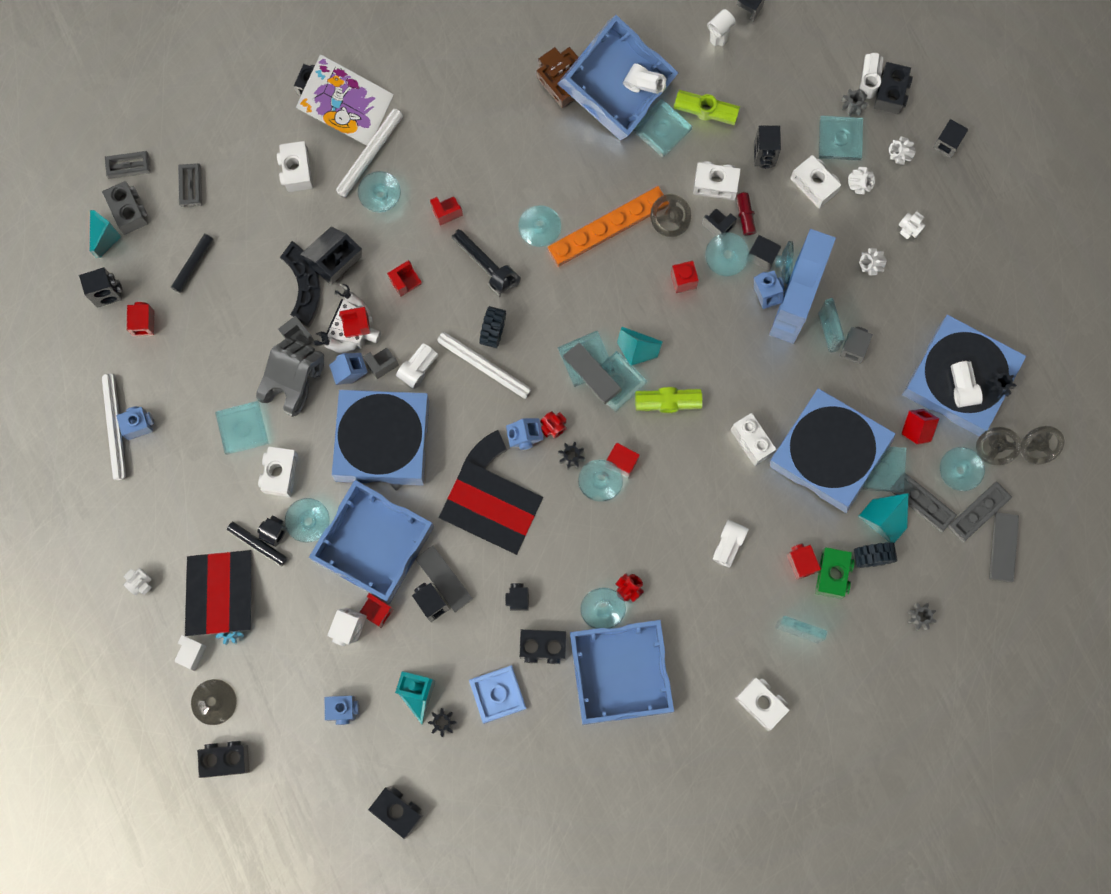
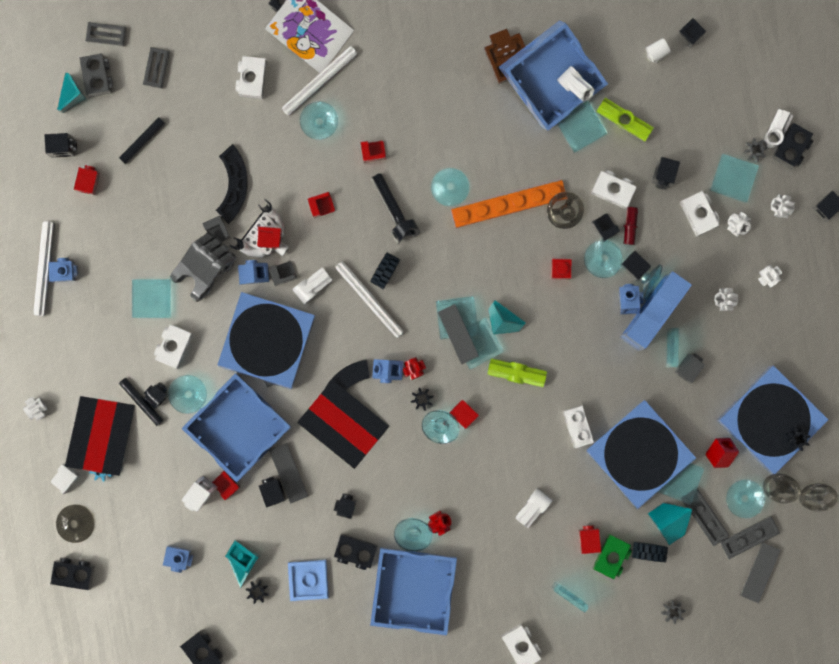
camera: 15 degrees right, 10 degrees up
(332, 254) = (263, 166): black slope -> none
(966, 391) = (767, 436): white piece -> none

